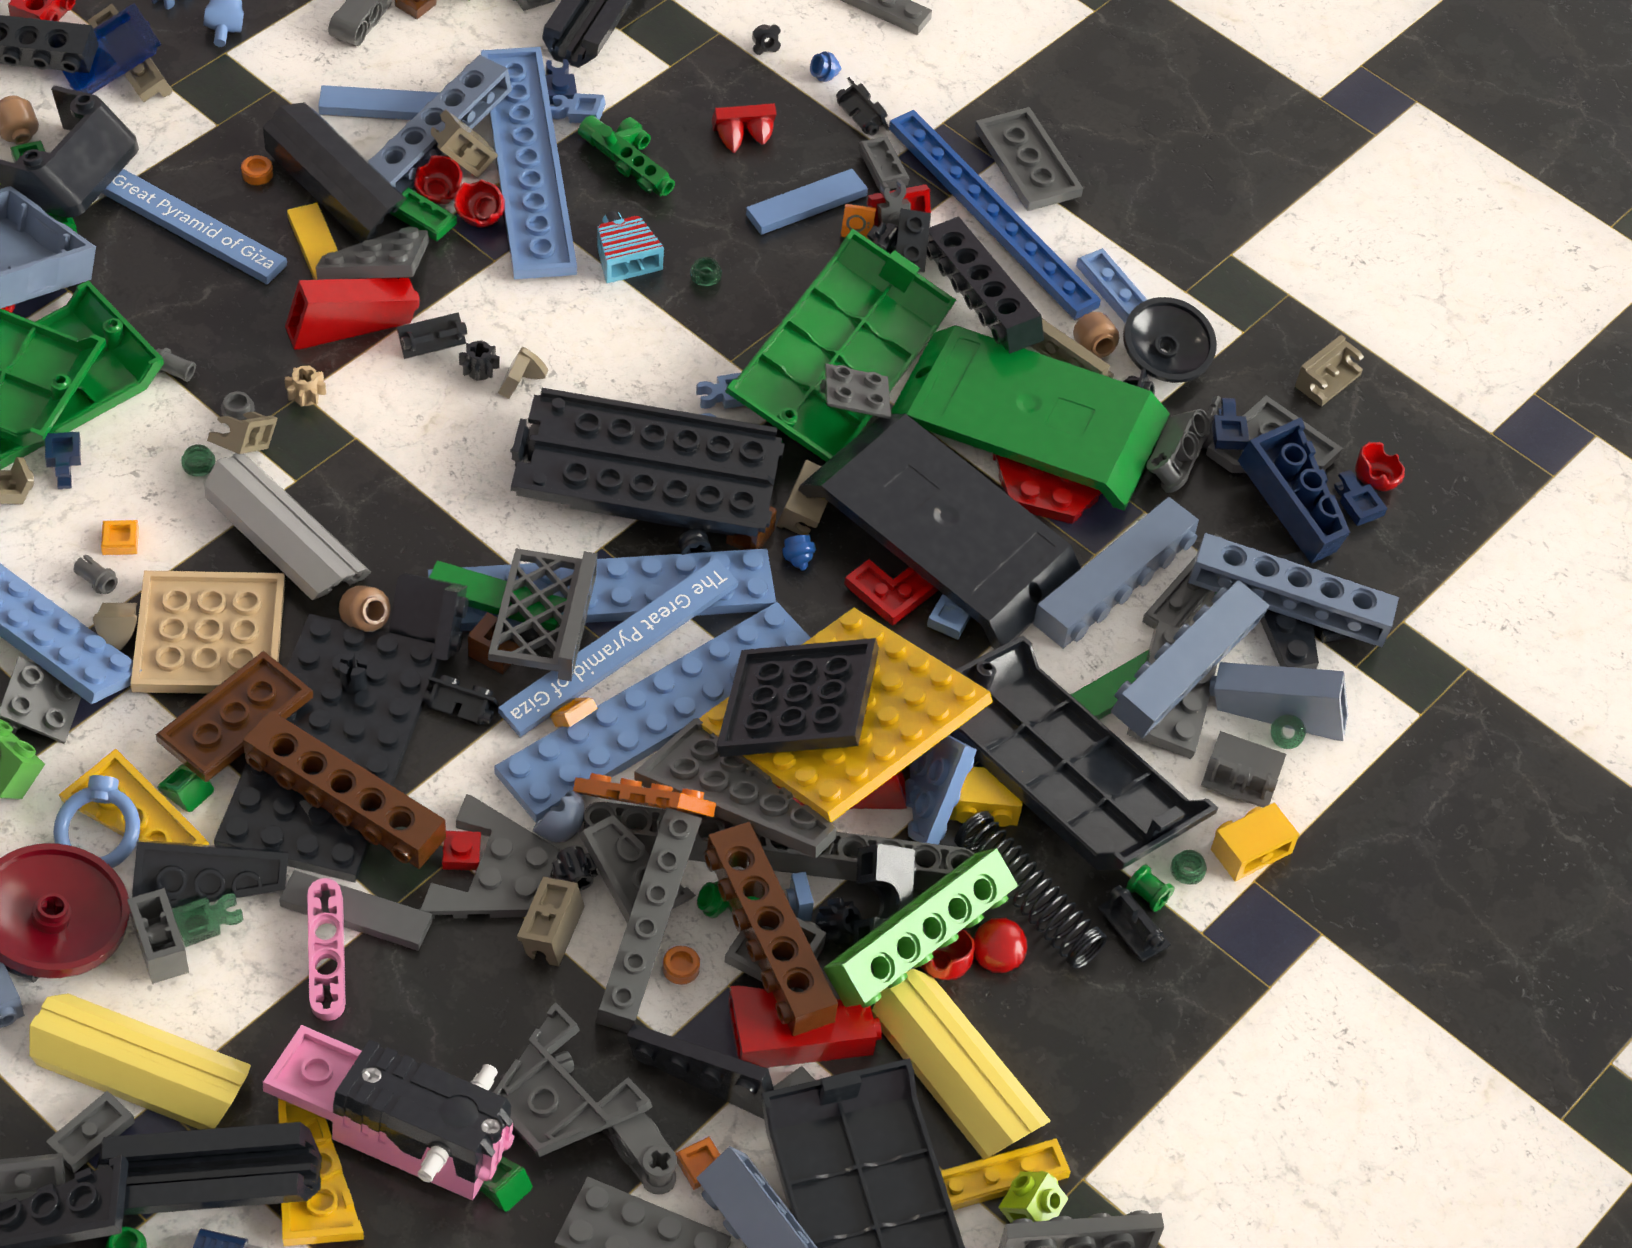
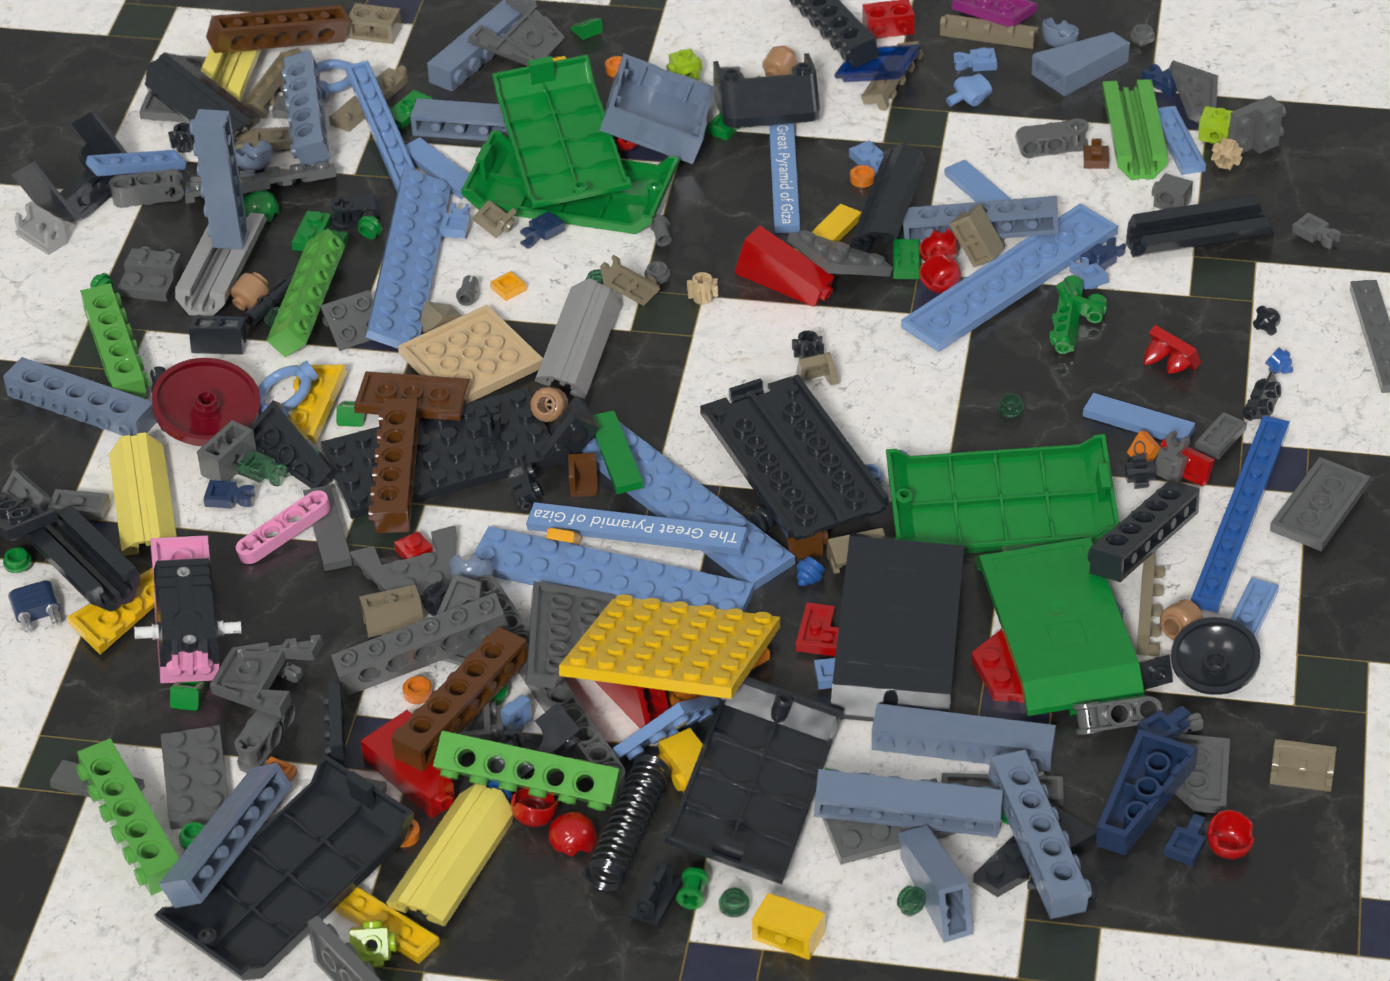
camera: 65 degrees right, 10 degrees down
(215, 977) = (225, 493): none -> dark blue plate
(232, 147) = (867, 154): none -> medium blue plate
(432, 335) = (805, 316): black hinge -> none
(571, 623) = (625, 489): dark grey fence -> none
(627, 248) = (983, 357): medium azure torso -> none
(656, 796) = (510, 591): orange wing -> none
(798, 698) = (655, 615): black plate -> none
(856, 390) = (963, 516): dark grey hinge -> none
(913, 236) = (1149, 479): black hinge -> none
(1243, 770) = (853, 893): dark grey hinge -> none

